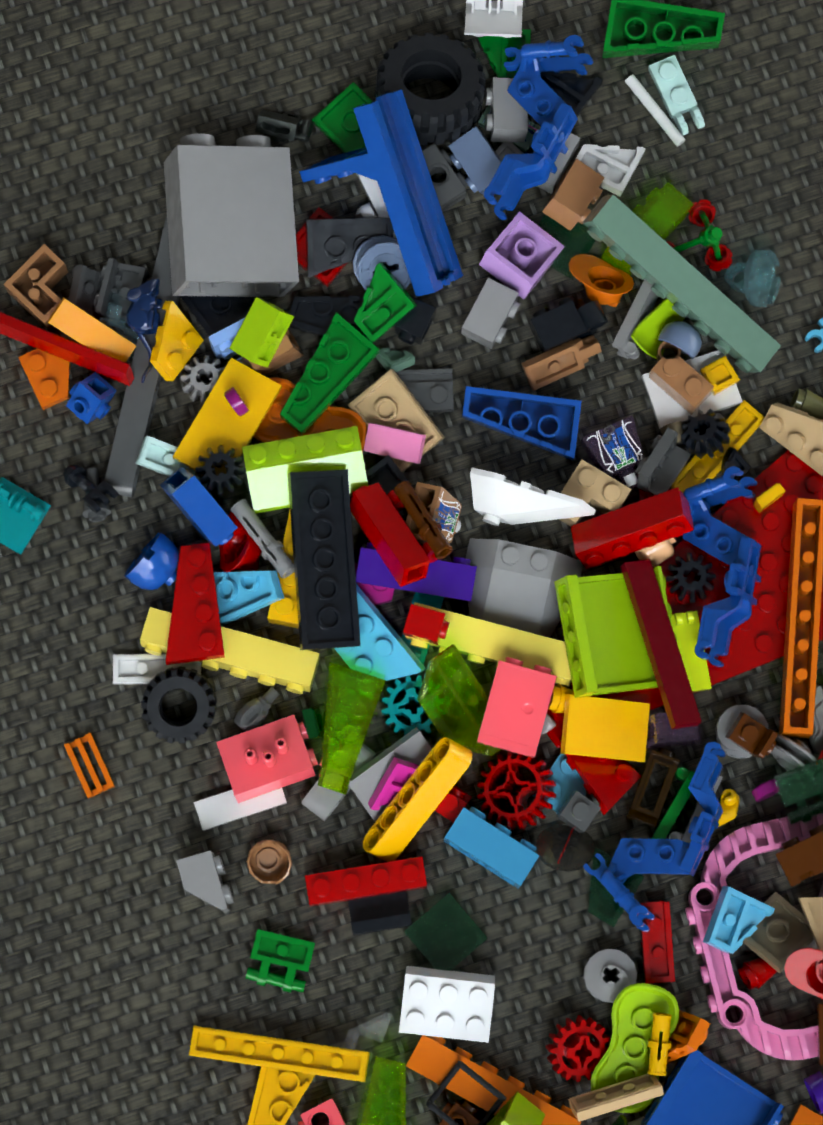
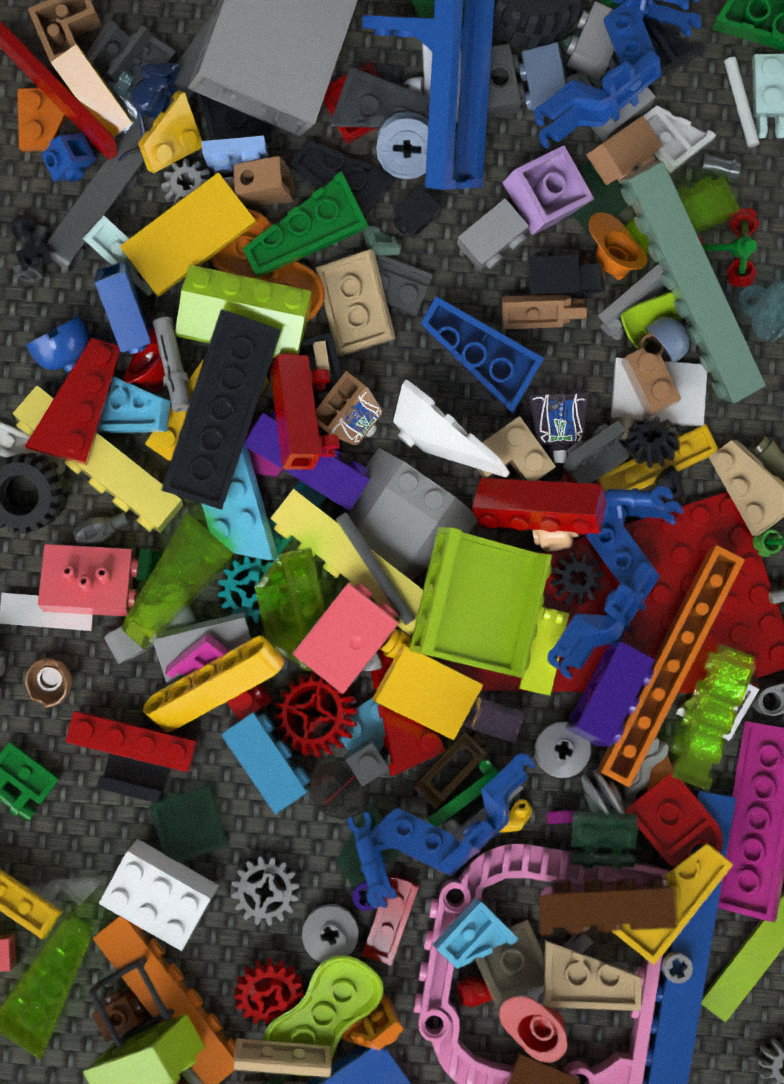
camera: 25 degrees right, 5 degrees up
(218, 460) = (151, 288): black gear -> none
(236, 401) = (202, 217): magenta tile -> none
(261, 332) = (255, 158): lime hinge -> none
(383, 304) = (389, 182): green wing -> none
(387, 478) = (321, 356): none -> tan tile
(394, 442) = (343, 323): bright pink tile -> none
(426, 624) = (292, 516): red brick -> none
(428, 528) = (336, 439): reddish brown pin -> none
(515, 640) = (375, 568): none -> dark grey bar
(551, 960) = (251, 888): none -> light grey gear
(618, 934) = (357, 895): none -> dark purple bush
(657, 1064) = (337, 1041): yellow pin -> none
(661, 173) = (721, 167): none -> dark grey pin
(661, 644) = (517, 634): dark red tile -> none
(720, 375) = (692, 389): yellow tile -> none
(752, 736) = (569, 761): reddish brown bracket -> none
(763, 663) = (611, 694): none -> dark purple brick
(769, 497) = (688, 531): yellow tile -> none

